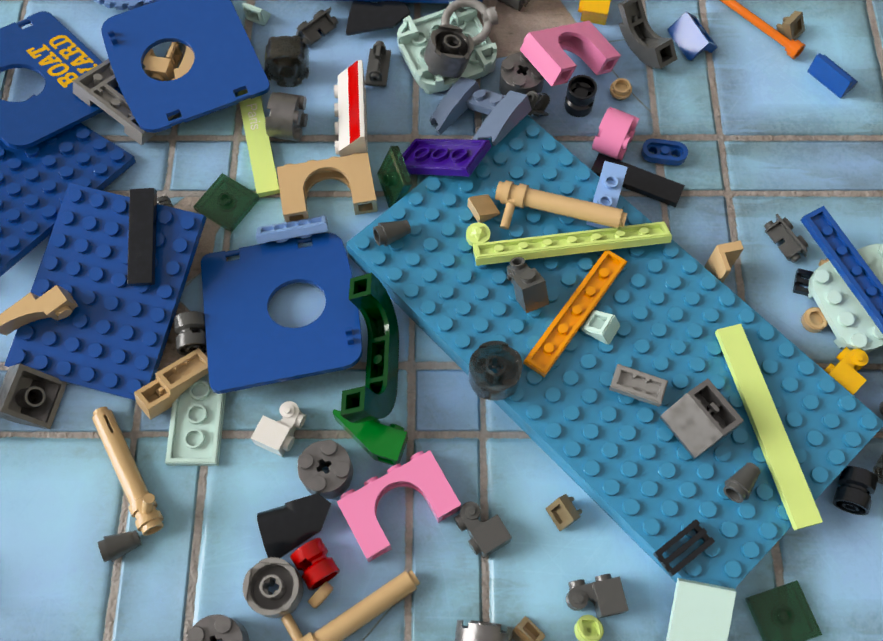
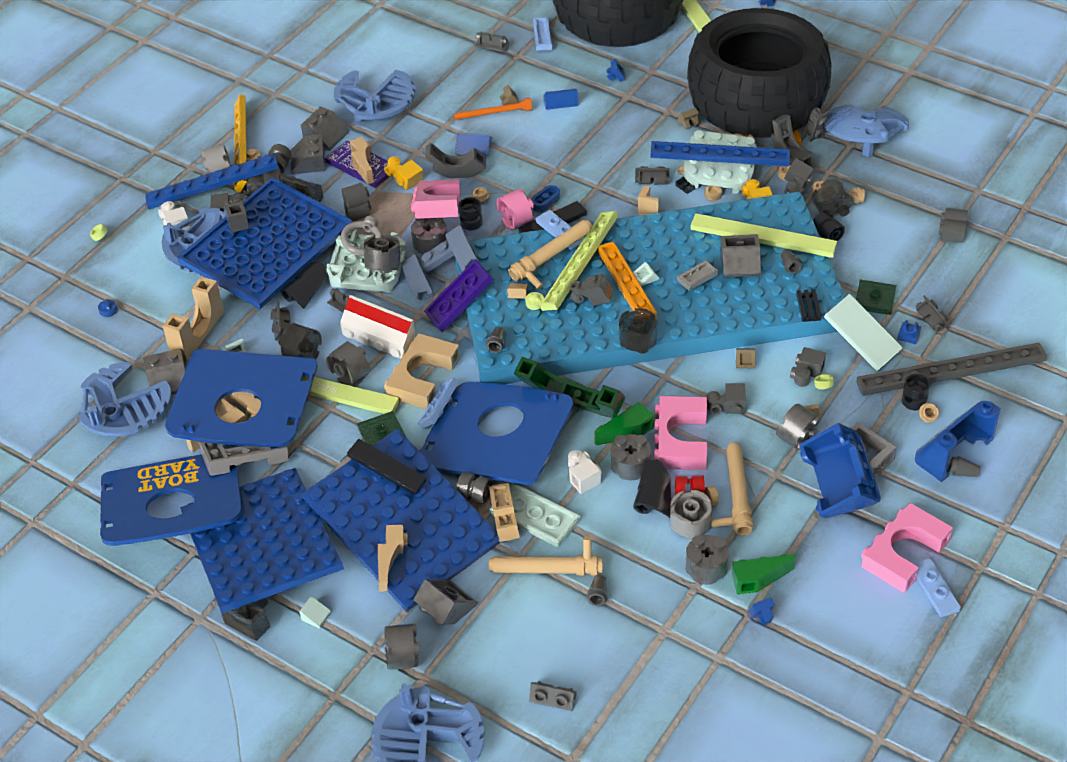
camera: 55 degrees left, 20 degrees down
(394, 176) = (451, 327): clear green plate -> none

